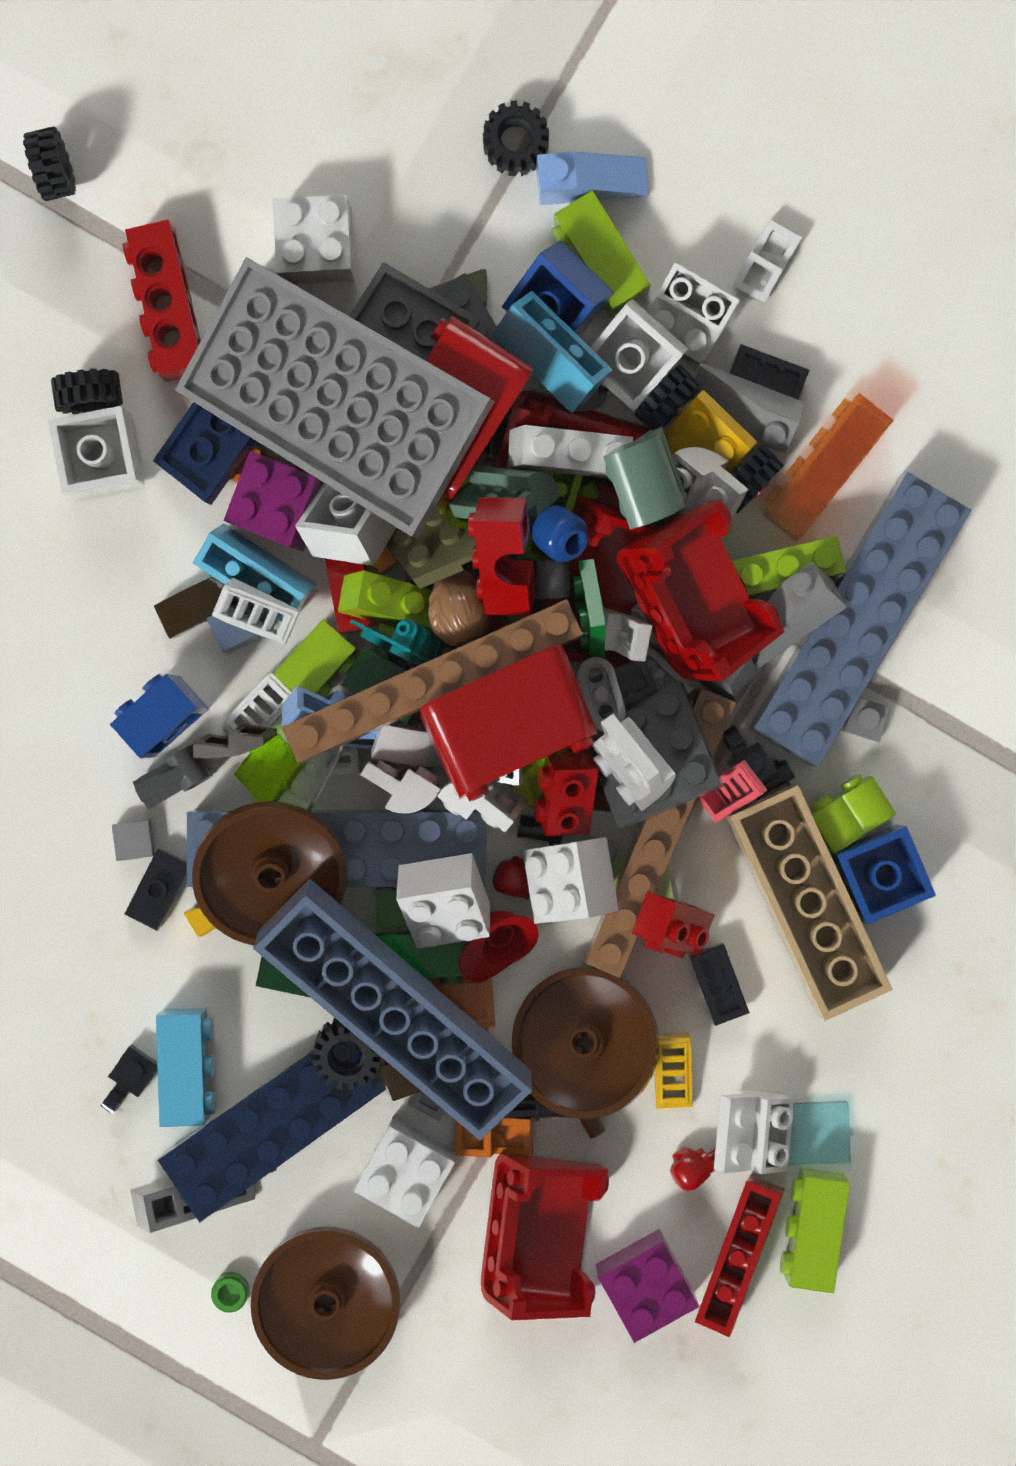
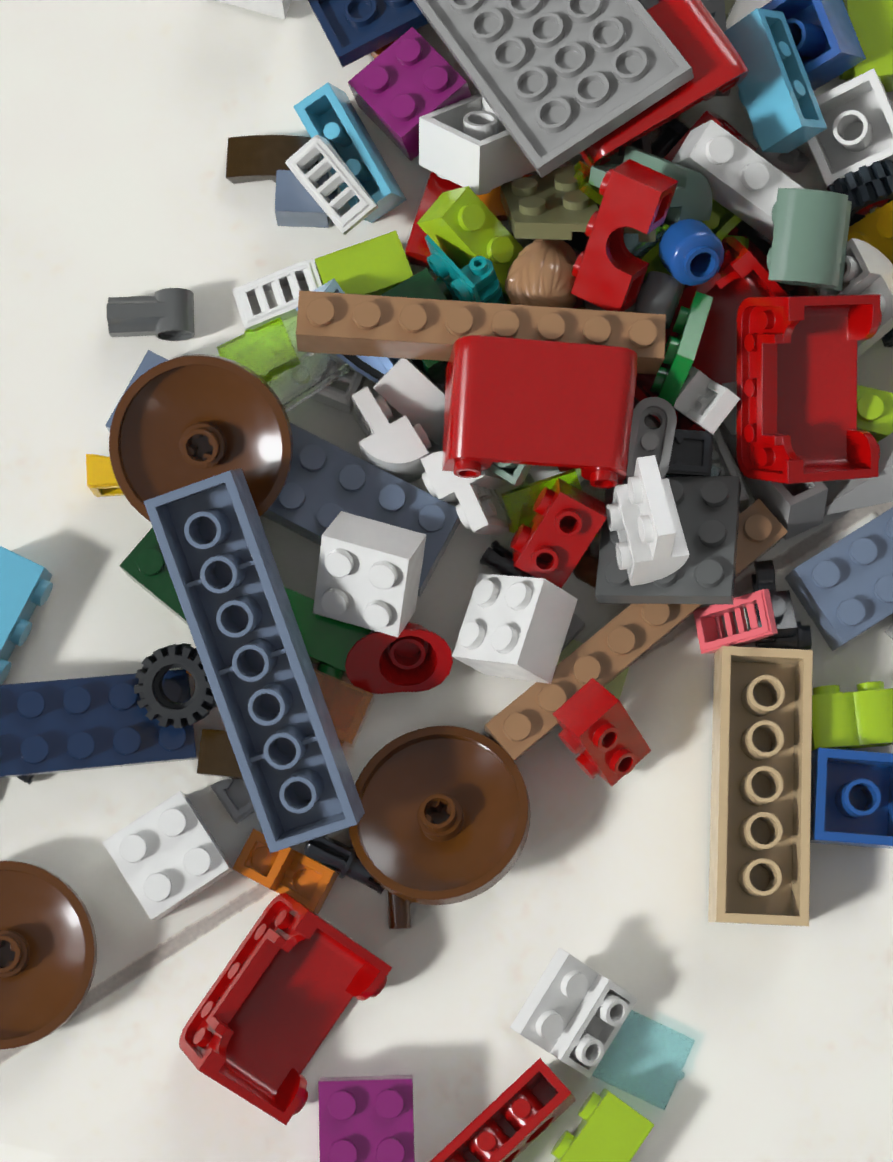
camera: 20 degrees right, 10 degrees down
(133, 840) = (74, 360): light grey tile -> none
(157, 889) = (70, 423): black plate -> none
(158, 715) = (173, 240): blue brick -> none
(239, 741) = (240, 310): dark brown slope -> none
(388, 908) = (303, 568): bright green tile -> none
(511, 878) = (450, 602): red piece -> none
(669, 1041) = (505, 939): yellow slope -> none
(691, 1167) = (484, 1021): red piece -> none
(719, 984) = (617, 831): black plate -> none

